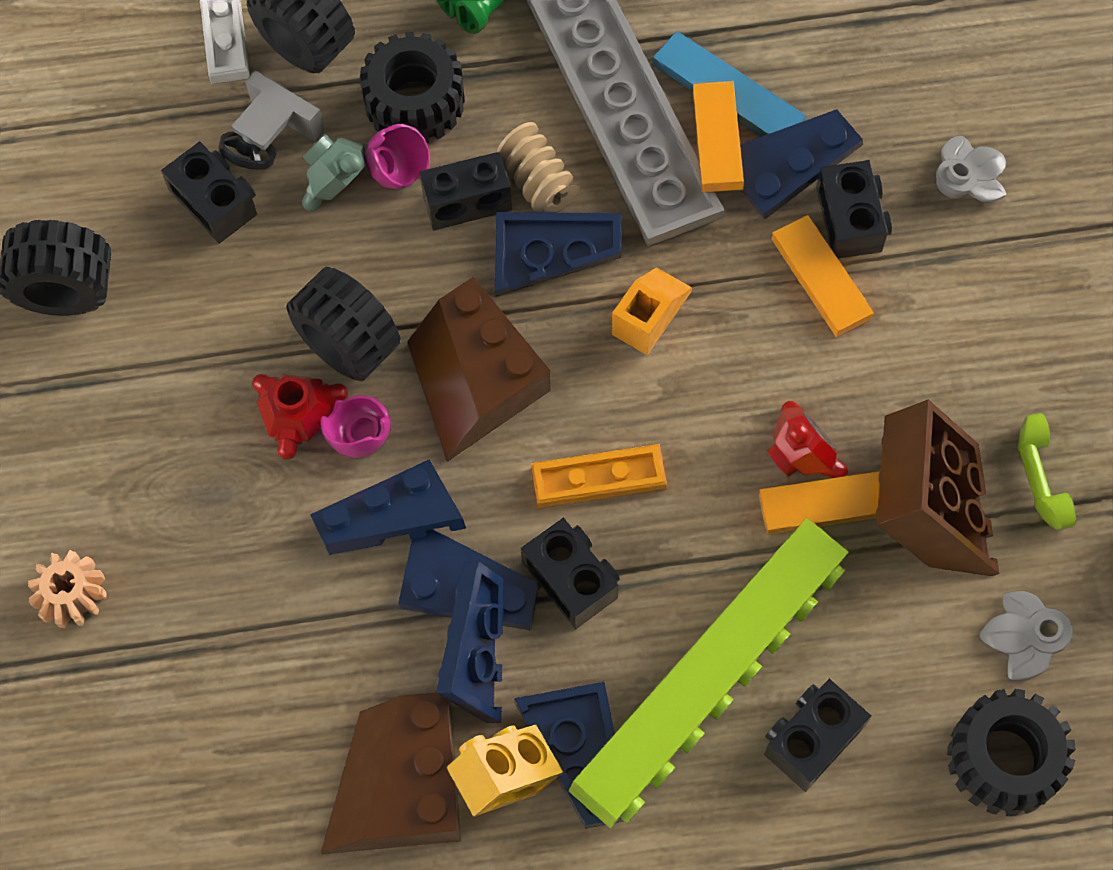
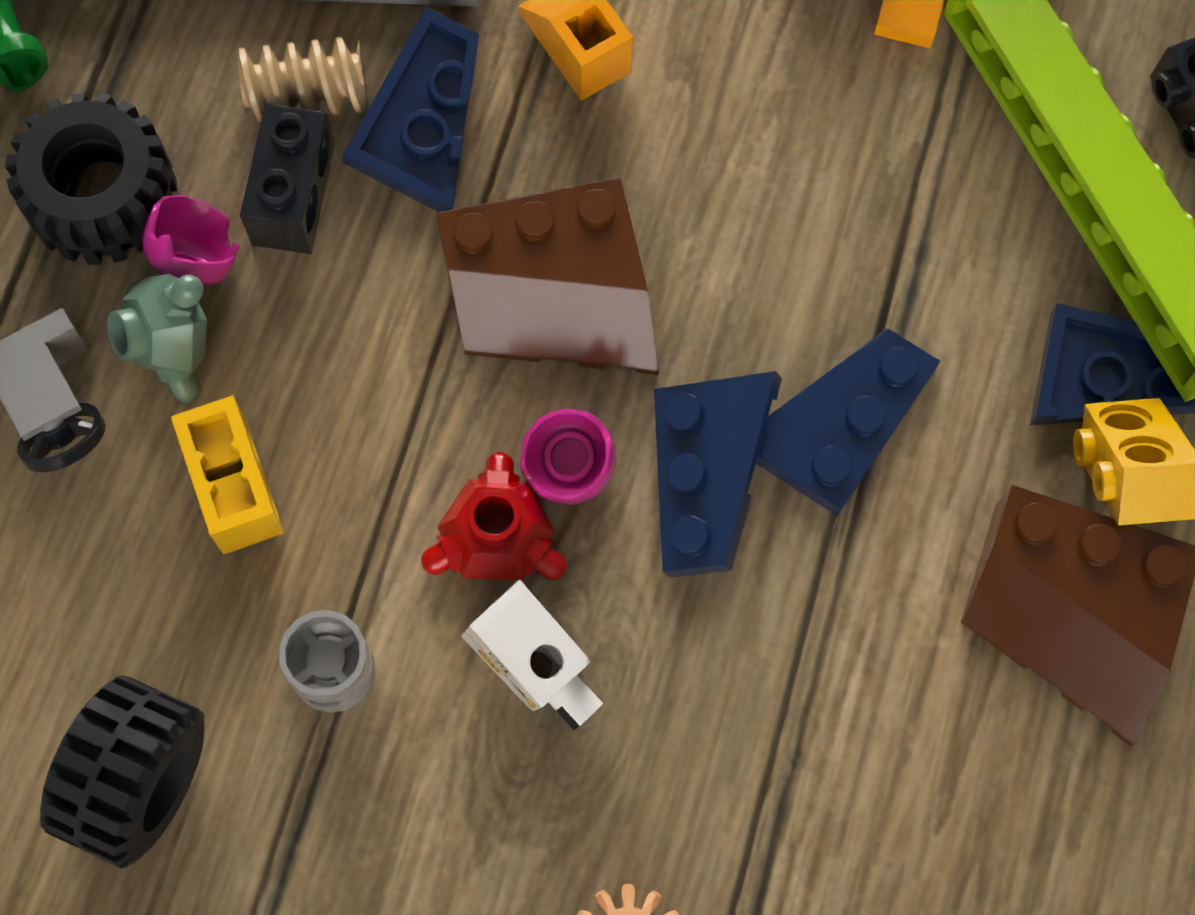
camera: 70 degrees left, 5 degrees up
(168, 348) = (327, 661): none -> light grey wheel
(204, 195) = (101, 530): black brick -> none
(218, 455) = (508, 637): none -> white torso
(258, 244) = (227, 475): none -> yellow brick
(343, 323) = (422, 403): black tyre -> none
(469, 654) = (979, 438): dark blue wing -> none
(561, 577) = (899, 296): black brick -> none
(598, 476) = (768, 200): light orange tile -> none

